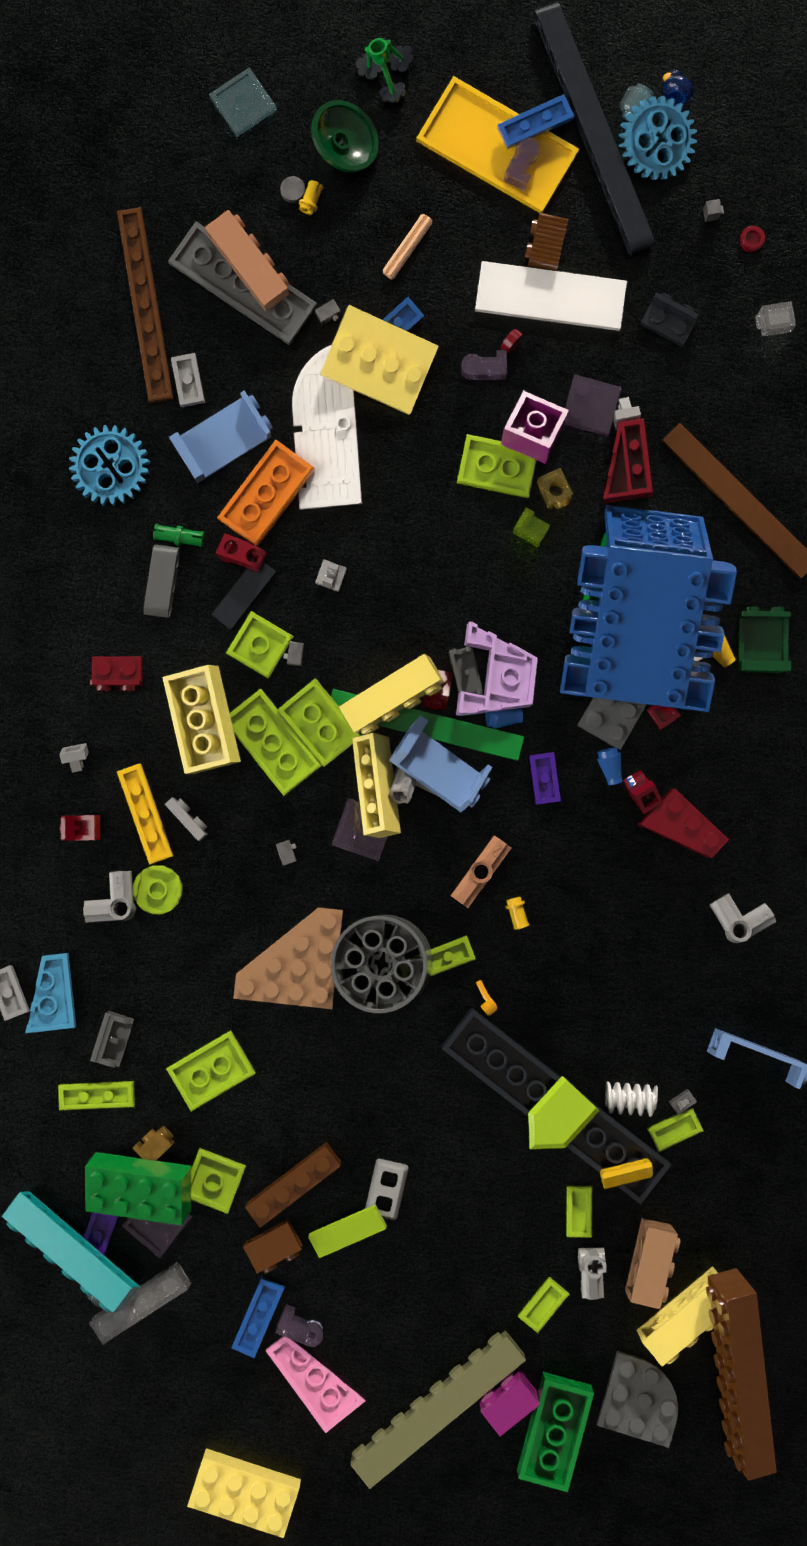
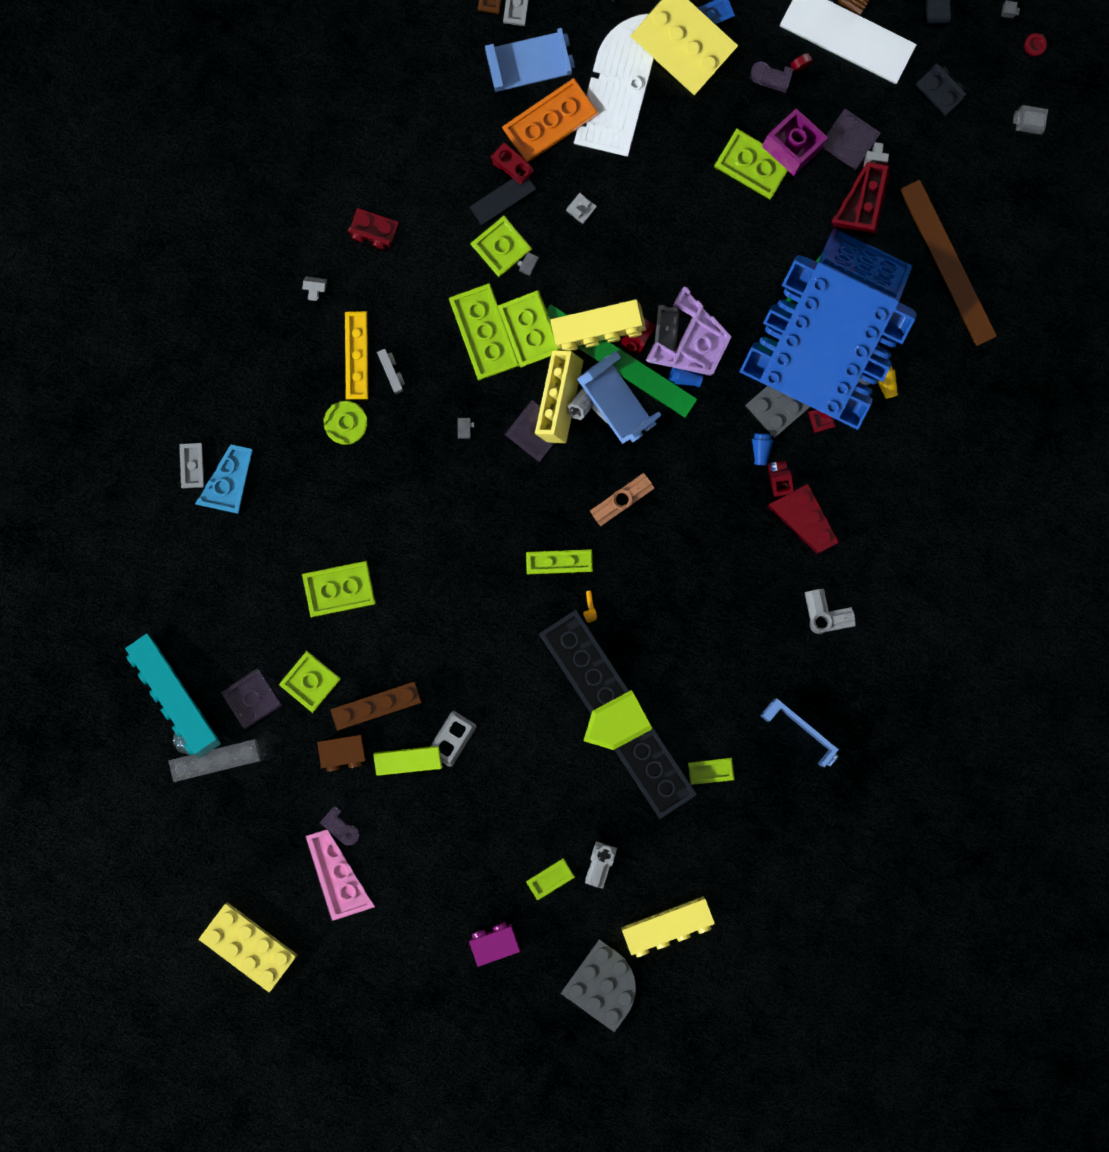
camera: 15 degrees right, 0 degrees up
(80, 828) = (299, 348): dark red bracket -> none
(91, 478) = (445, 46): dark azure gear -> none
(96, 1095) = (236, 577): lime tile -> none
(100, 1230) = (202, 688): dark purple plate -> none
(112, 1039) = (265, 534): dark grey hinge -> none
(120, 891) = (297, 424): light grey piece -> none
(138, 1188) = (246, 663): green brick -> none
(154, 1144) = (271, 633): pearl gold brick -> none
(161, 581) = (437, 164): dark grey beam -> none
(178, 535) = (464, 131): green pin -> none
(201, 719) = (431, 292): light yellow brick -> none
(258, 1317) = (308, 806): blue plate -> none
(295, 966) = (441, 526): medium nougat plate -> none
(420, 967) = (544, 558): dark grey wheel -> none
(437, 1409) = (433, 933): olive brick -> none
(517, 913) = (640, 544): yellow pin -> none
(531, 528) = (763, 225): clear neon green panel -> none
(544, 778) = (702, 440): dark purple plate -> none
(555, 478) = (794, 190): clear yellow brick -> none
(555, 1432) = (524, 984): green brick -> none
(579, 1211) = (607, 811): lime tile -> none
(626, 1173) = (656, 789): yellow slope -> none
(630, 1098) = (682, 731): white piece -> none
(652, 1263) = (653, 872): medium nougat brick -> none
(682, 1101) = (725, 750): flat silver piece -> none
(741, 1373) = (694, 982): reddish brown brick -> none
(763, 641) = (926, 387): dark green panel -> none

